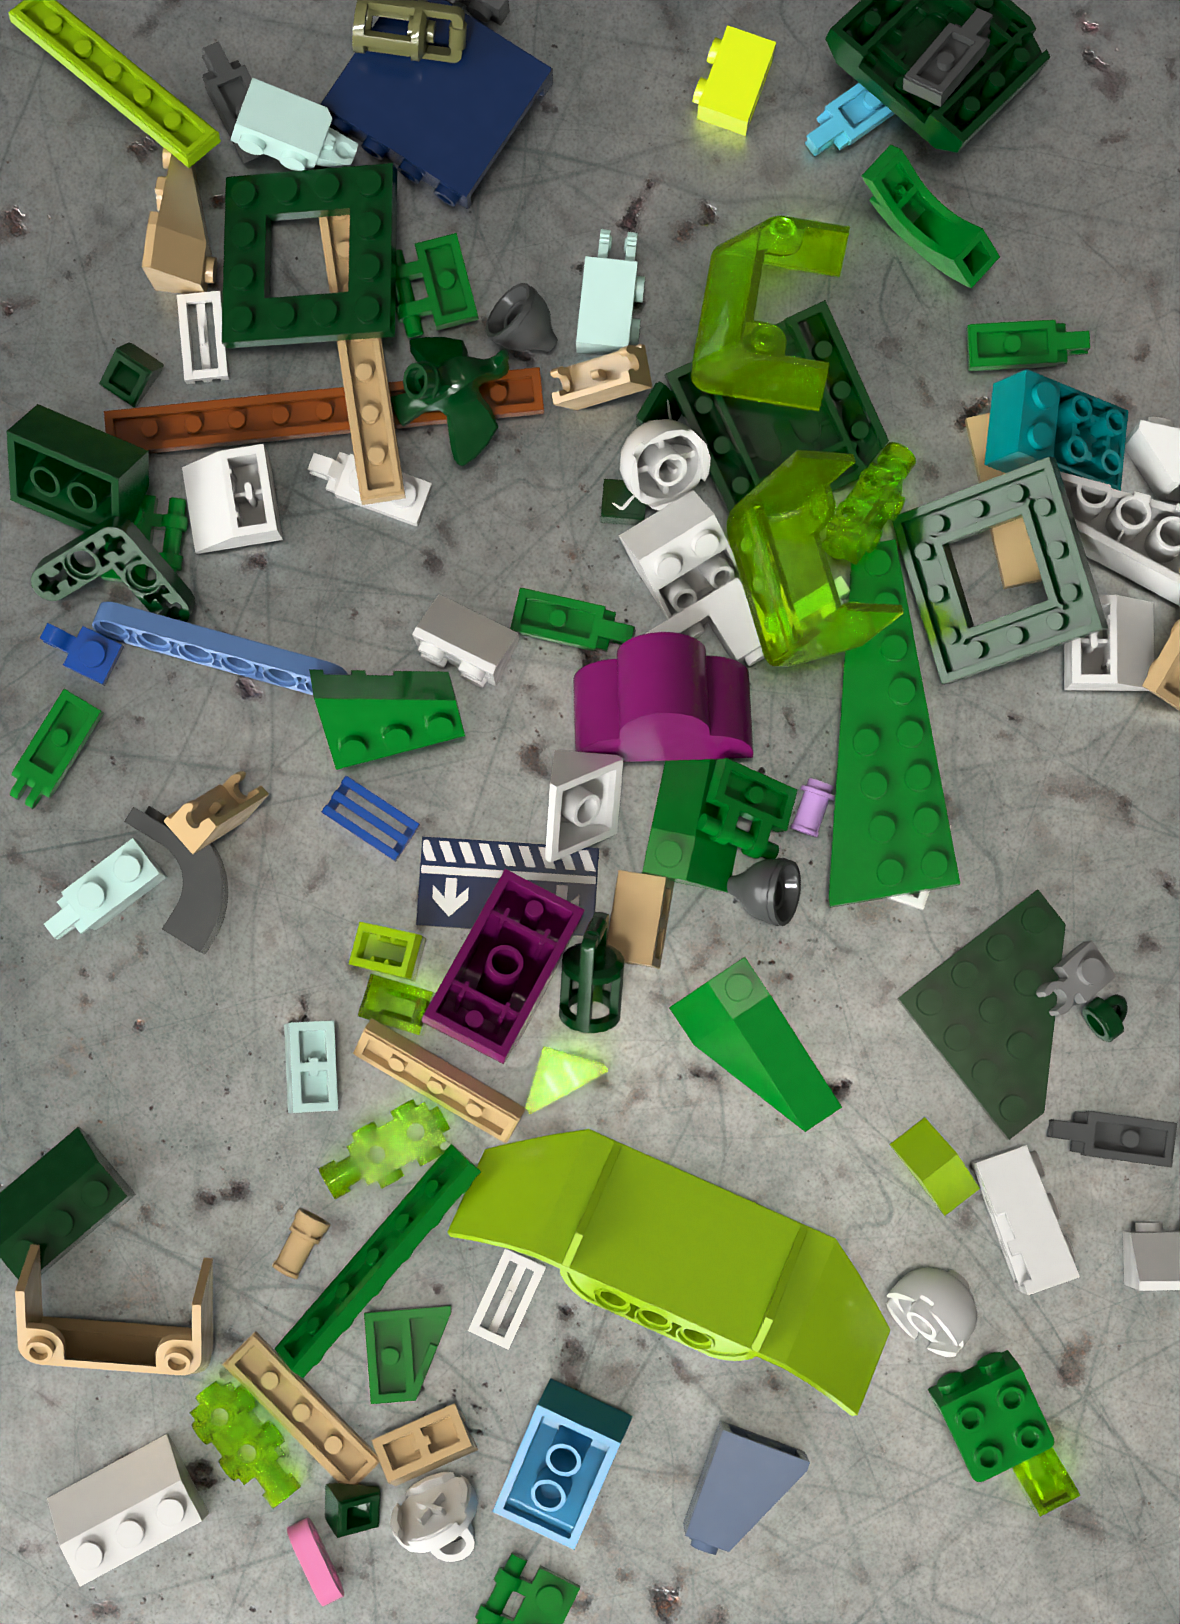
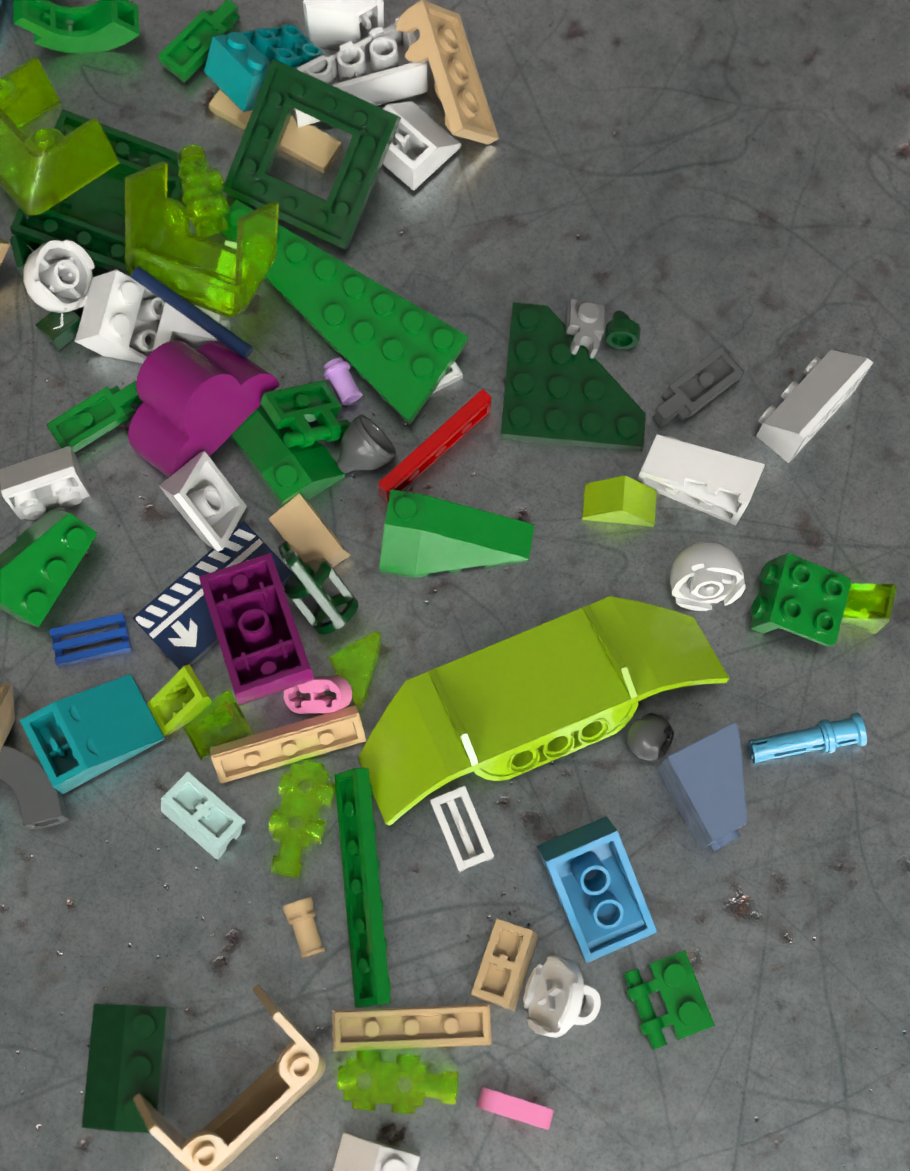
camera: 55 degrees left, 10 degrees down
(293, 904) = (91, 732): none -> teal slope
(351, 1508) = (502, 1051): dark green slope -> none
(401, 1350) = (432, 924): green wing -> none
(501, 1080) = (319, 702): none -> bright pink beam
(738, 1391) = (650, 737): none -> dark grey piece
(741, 617) = (192, 312): none -> dark blue bar
(829, 951) = (436, 445): none -> red tile
(887, 1546) = (823, 736): none -> medium azure pin

